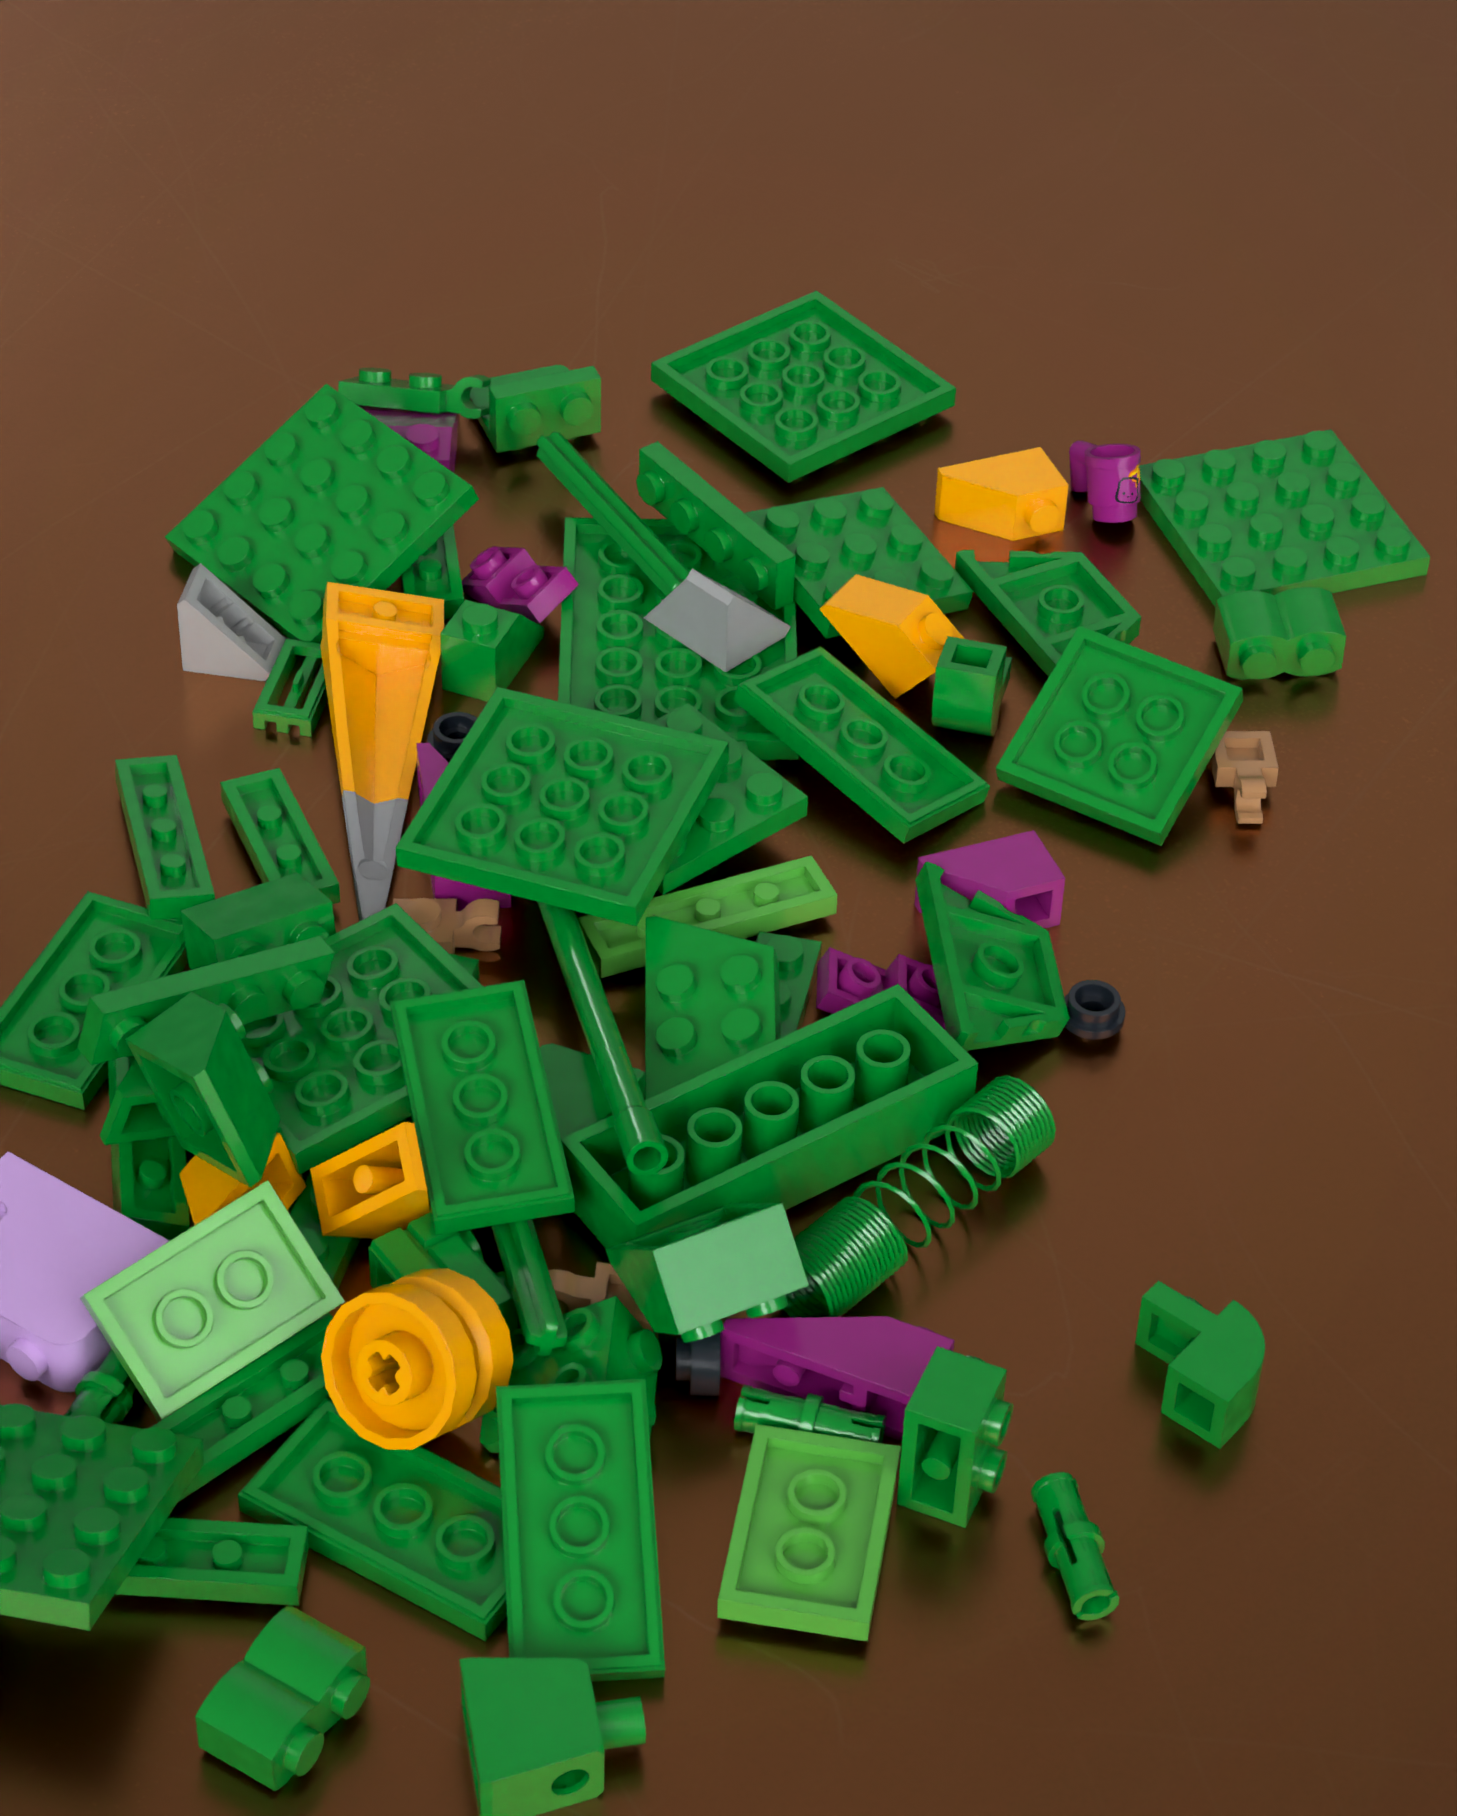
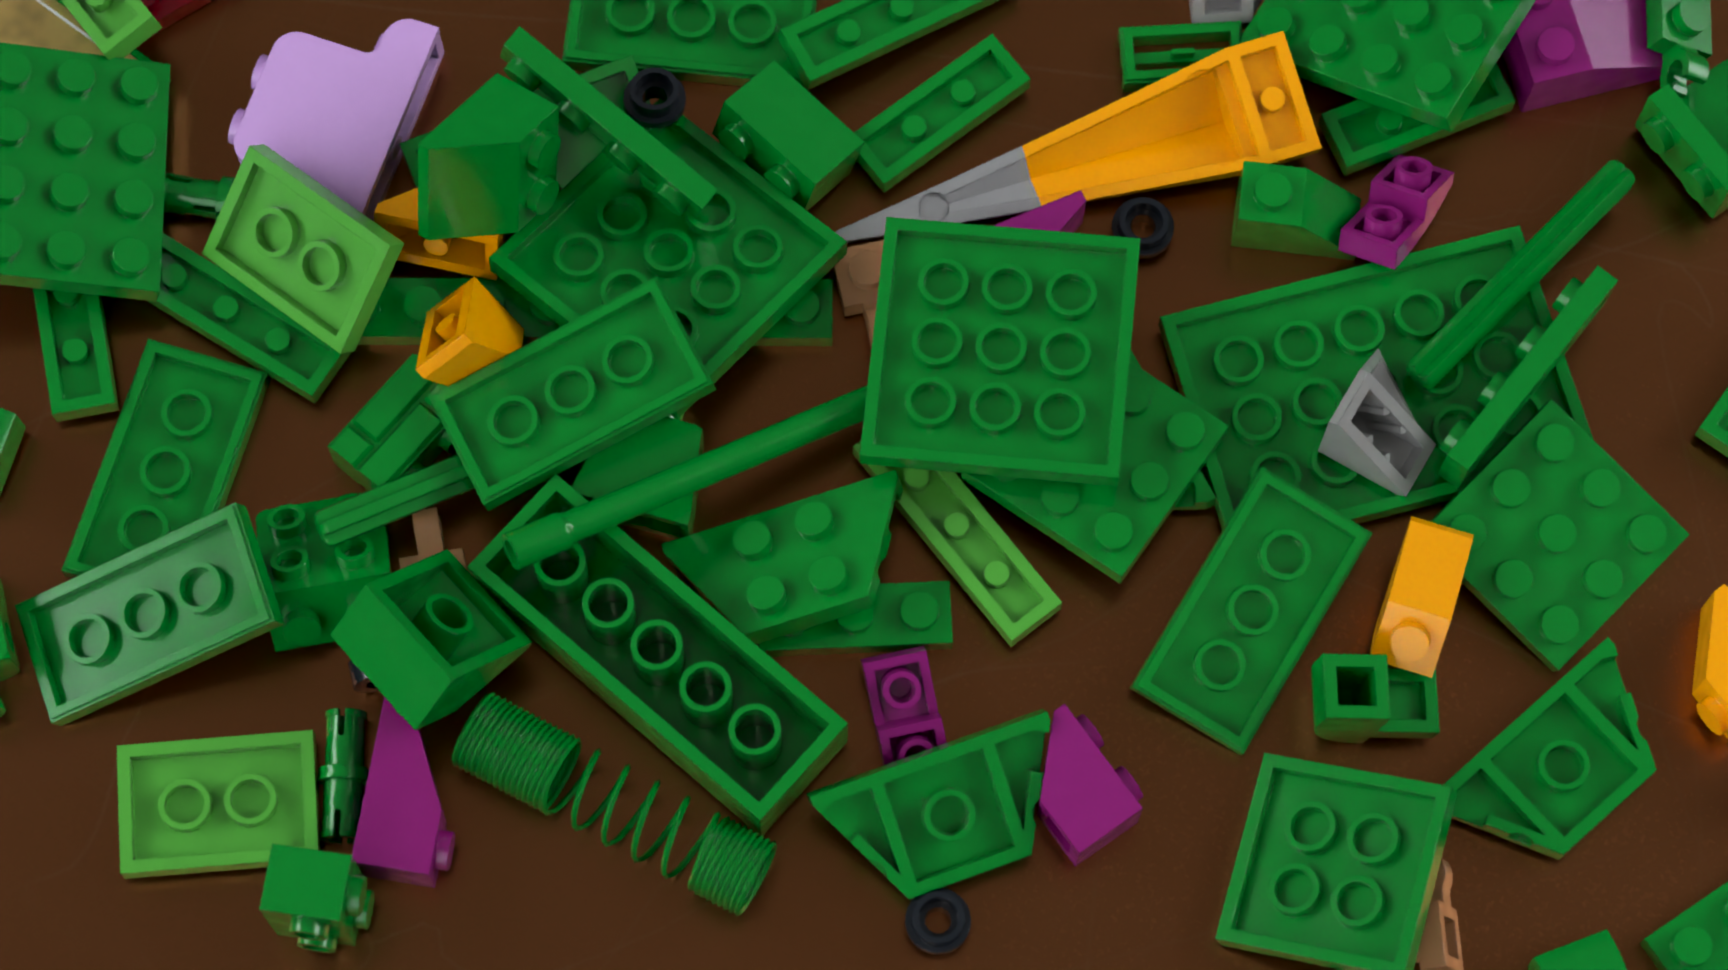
camera: 75 degrees right, 30 degrees up
(416, 1358) = (272, 431): light orange wheel -> none

